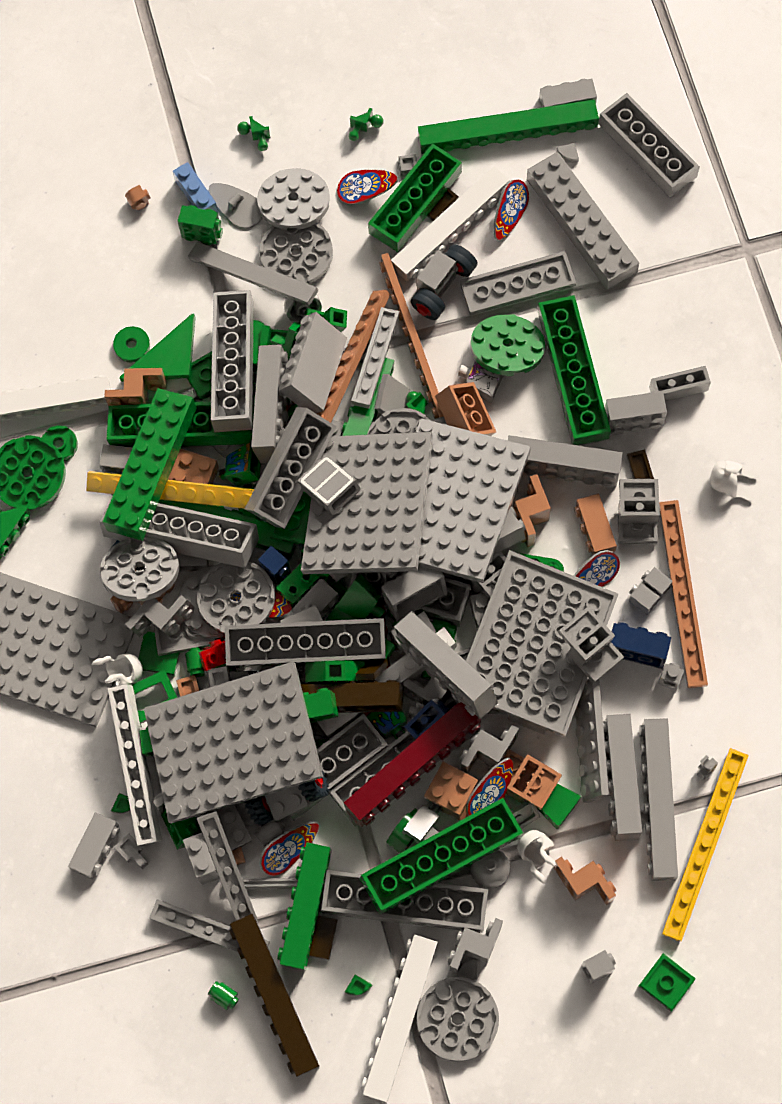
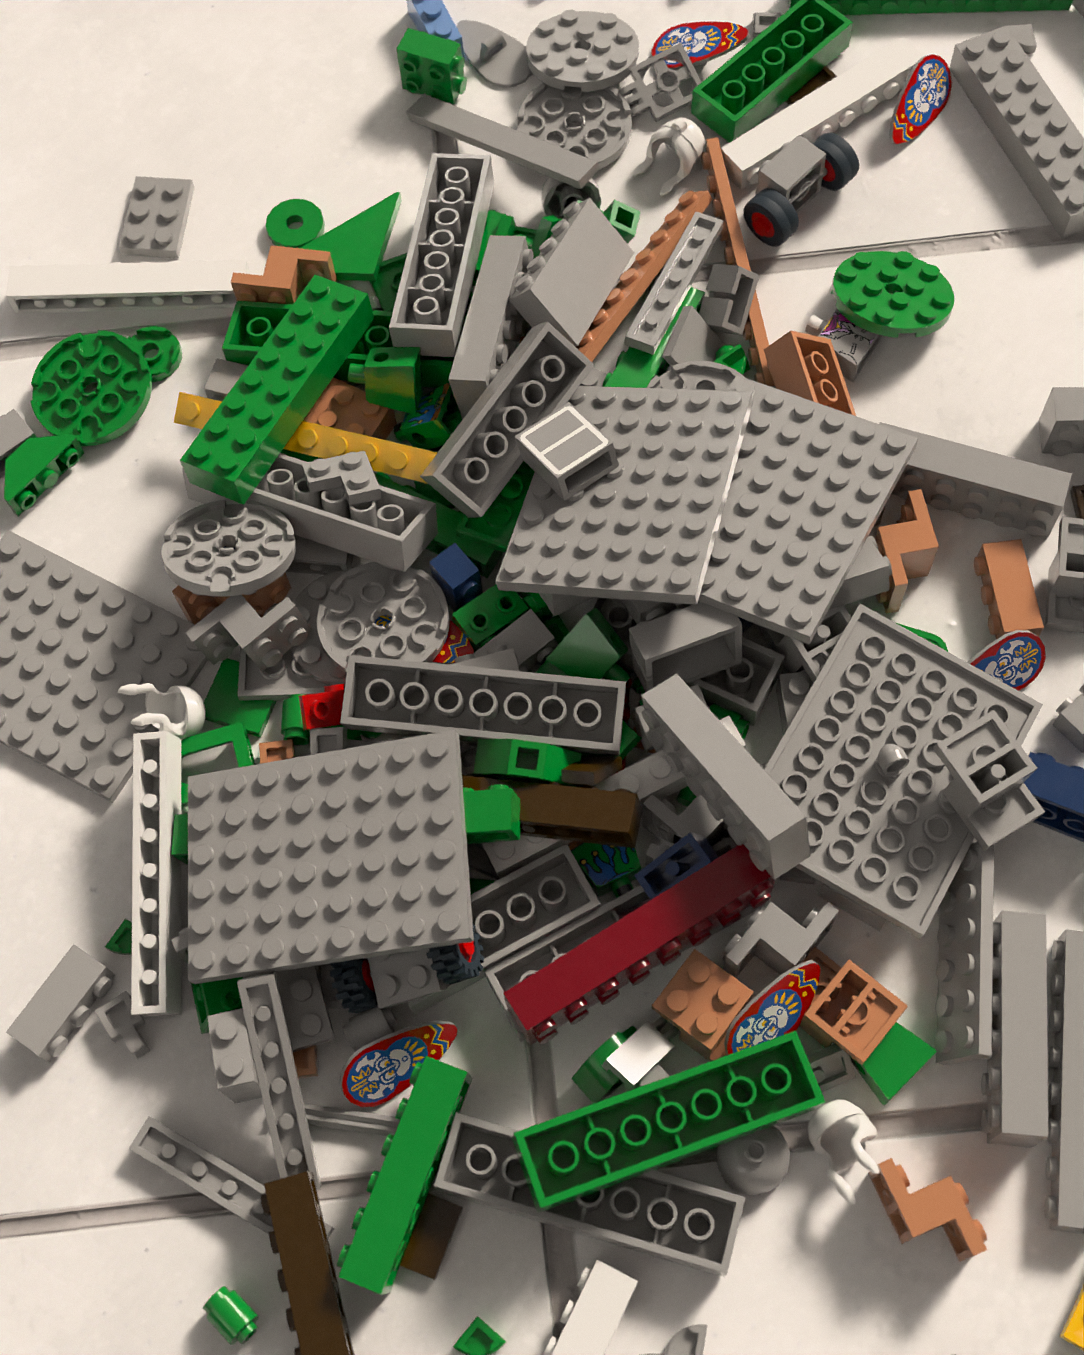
camera: 10 degrees right, 5 degrees down
(42, 350) = (156, 217): none -> light grey plate
(137, 197) = (346, 23): nougat plate -> none
(199, 510) = (349, 471): none -> light grey plate
(214, 446) = (391, 377): none -> green torso
(336, 225) = (643, 94): none -> light grey piece
(369, 259) = (684, 140): none -> white hair
(409, 363) = (729, 298): none -> light grey piece
(474, 945) = (707, 1299): light grey bracket -> none
(517, 283) = (919, 208): light grey plate -> none
(537, 639) = (892, 759): none -> light grey hinge
(573, 371) = (998, 345): green brick -> none

